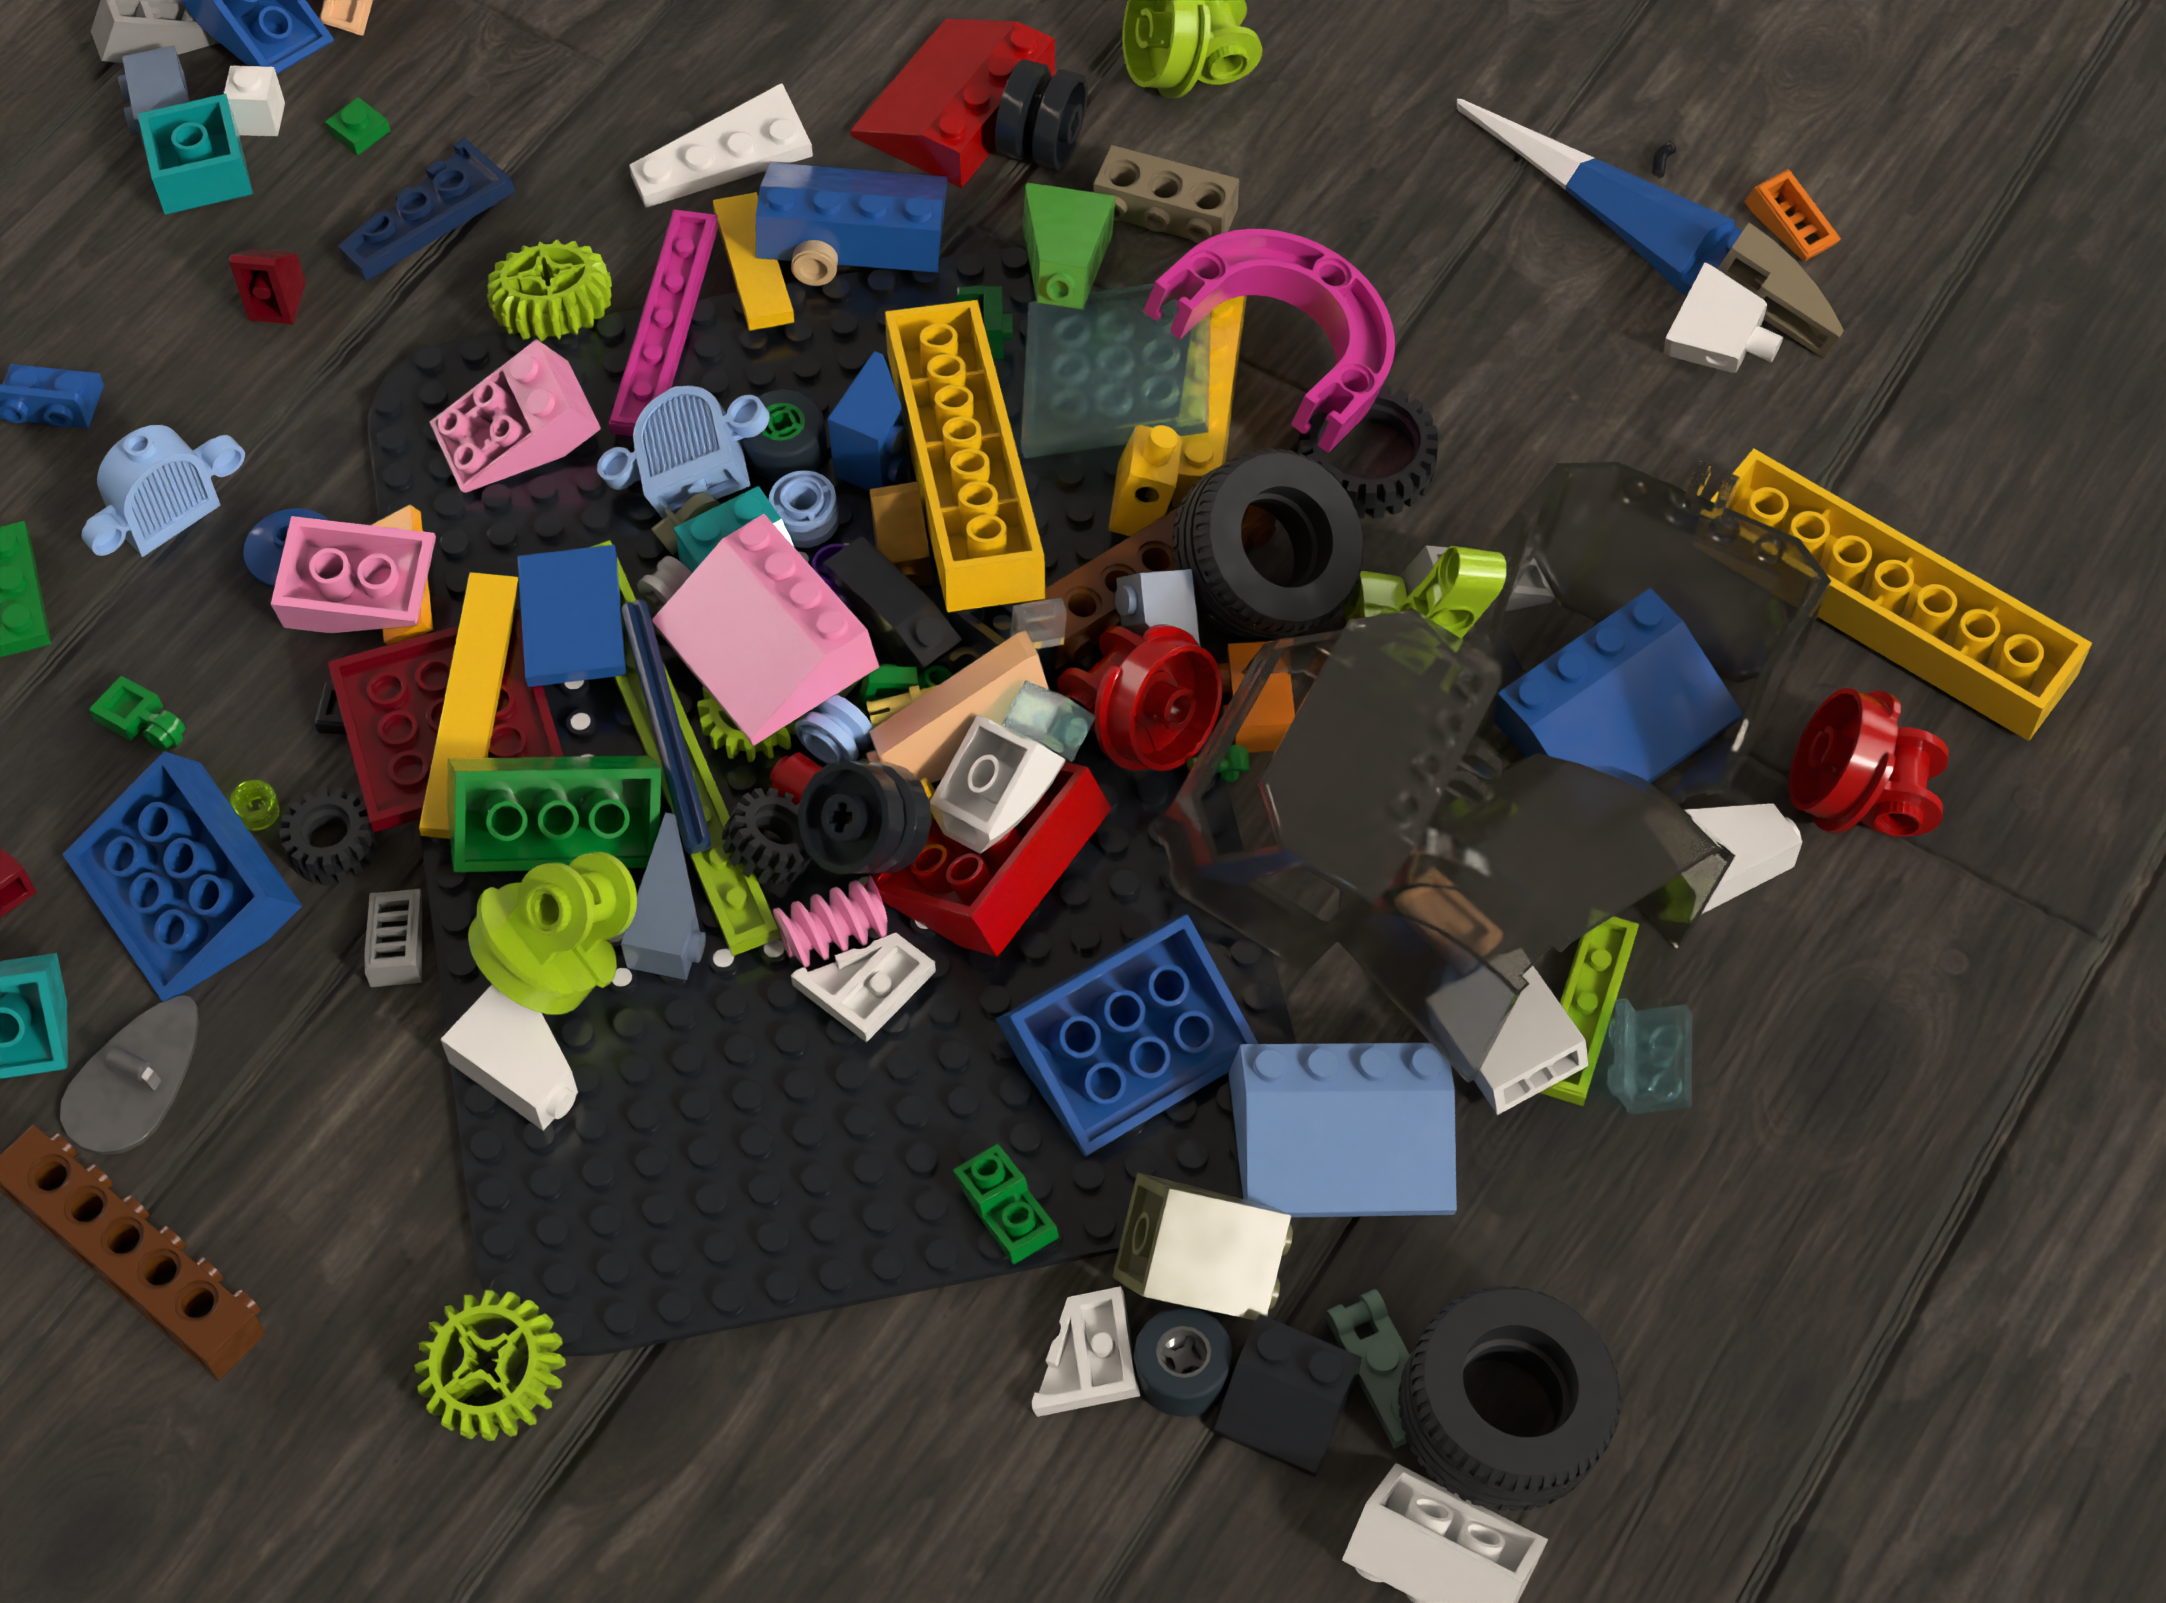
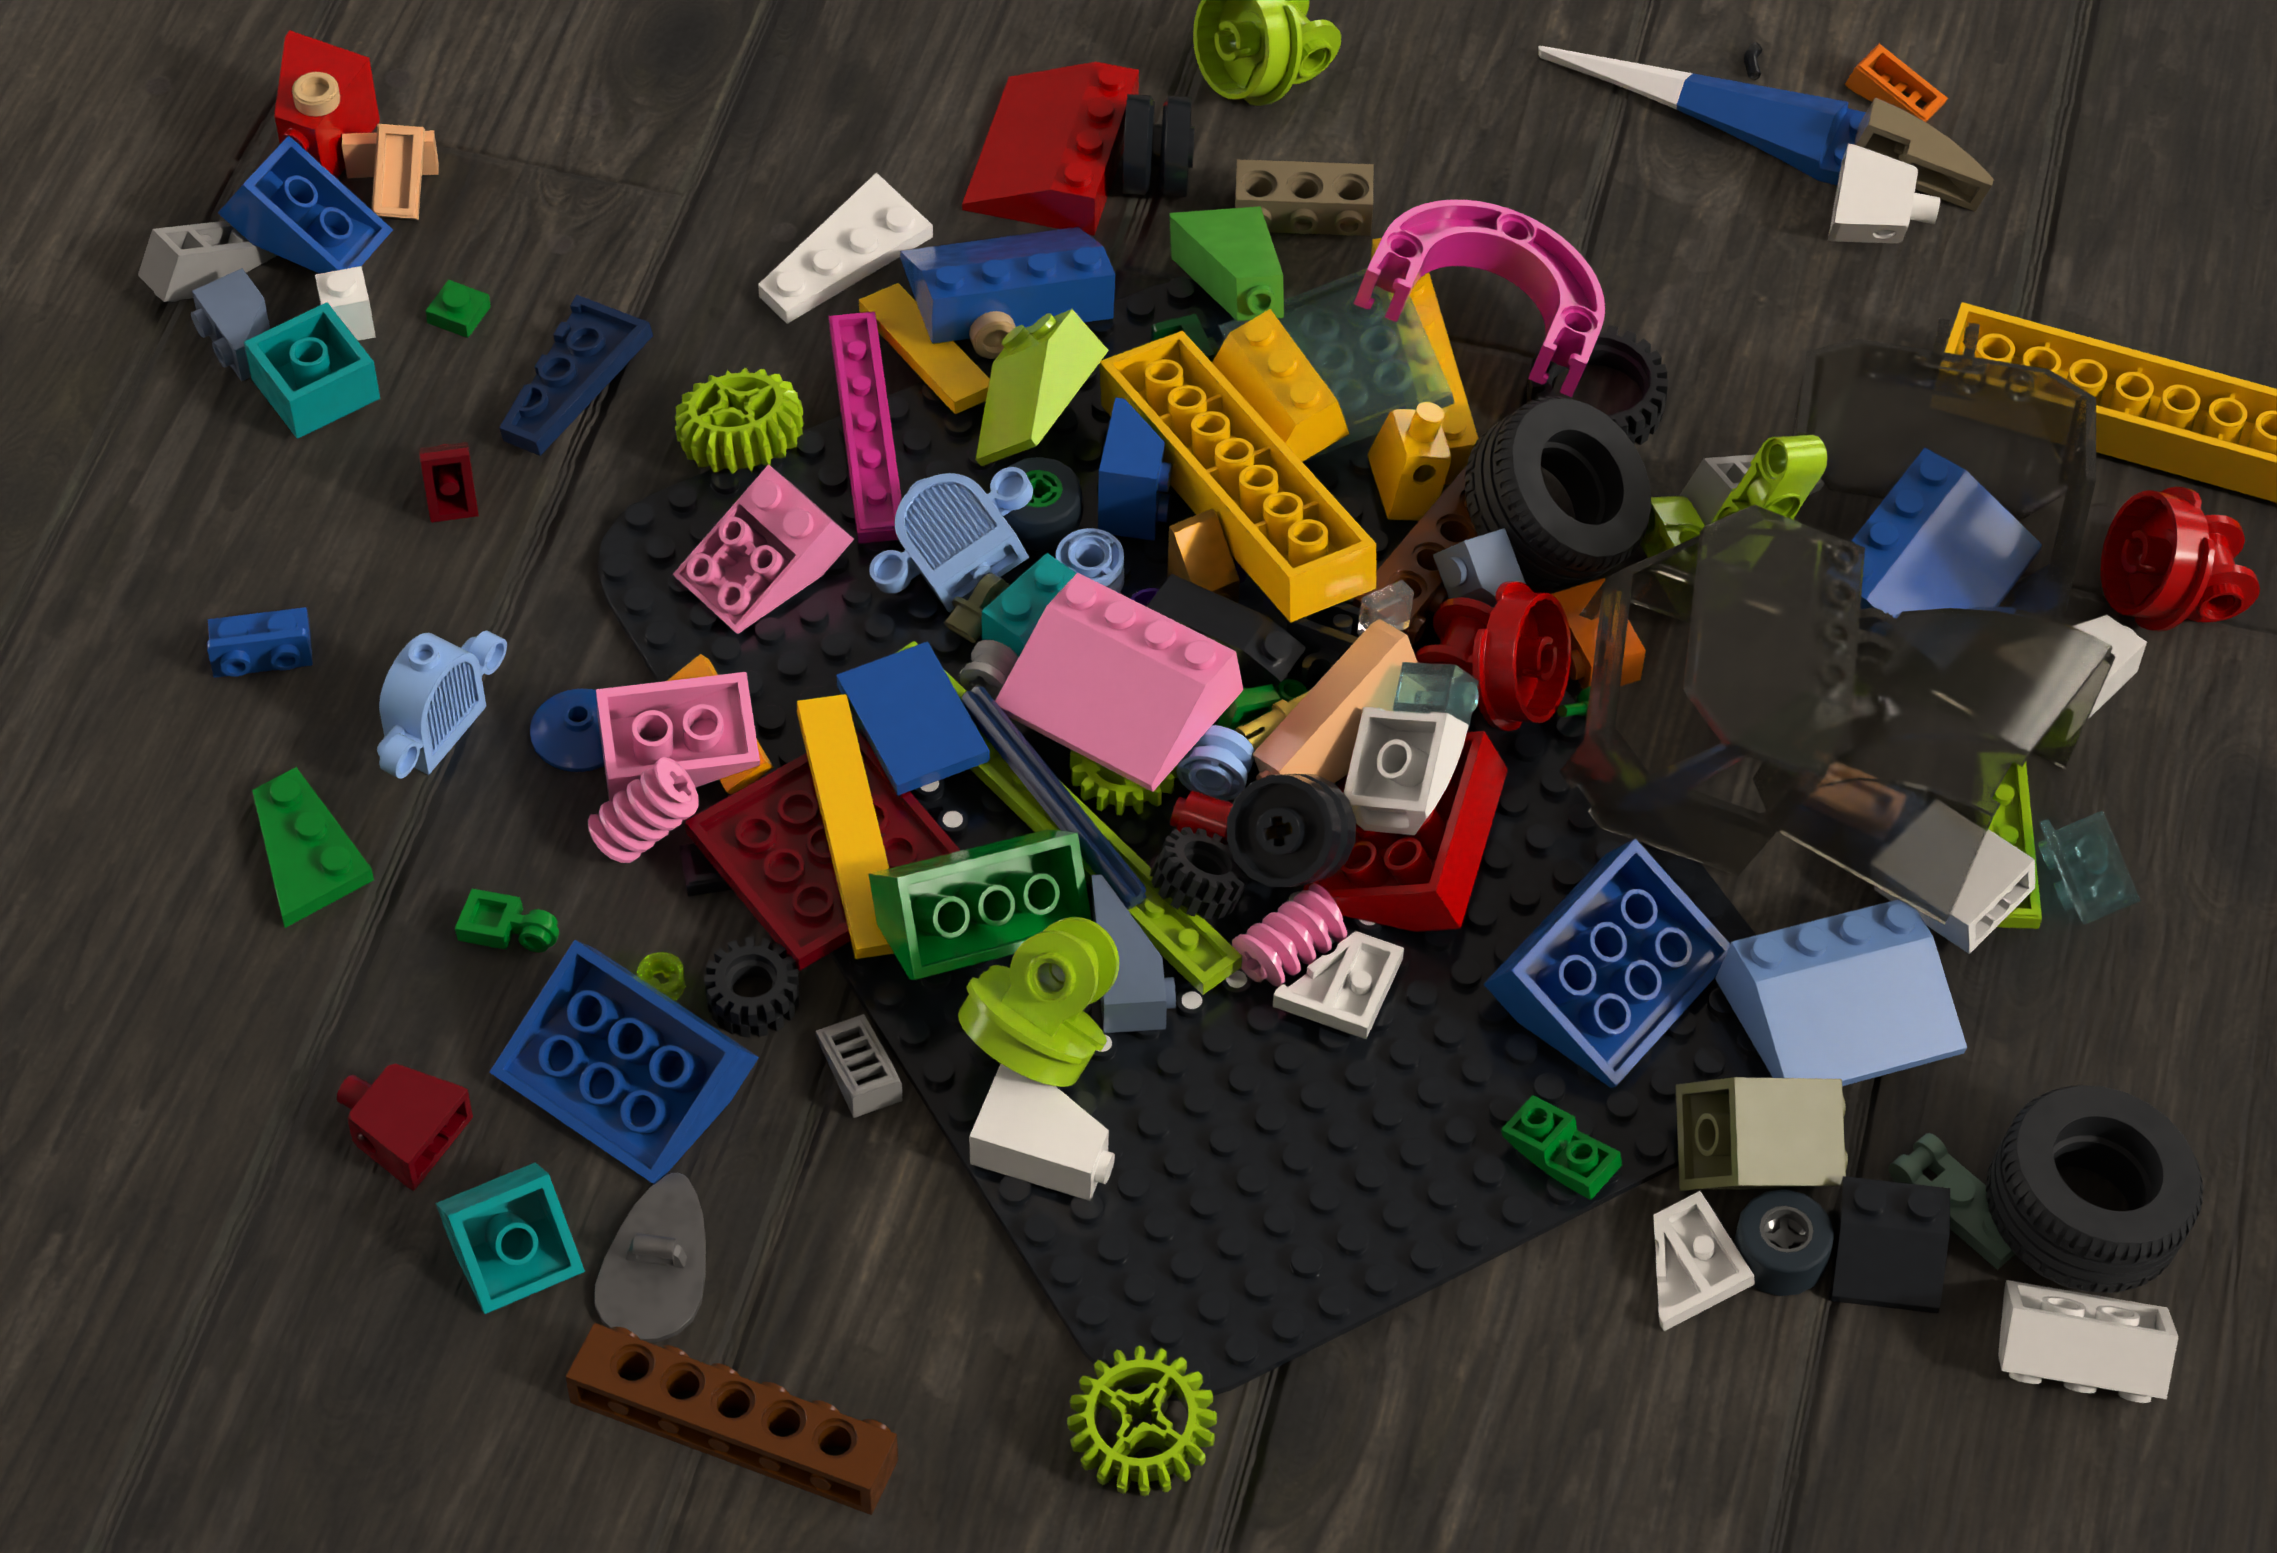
camera: 20 degrees left, 5 degrees down
(295, 642) = (644, 811): none -> bright pink piece
(822, 315) = (1035, 382): none -> lime slope
(1043, 381) = (1281, 385): none -> yellow slope

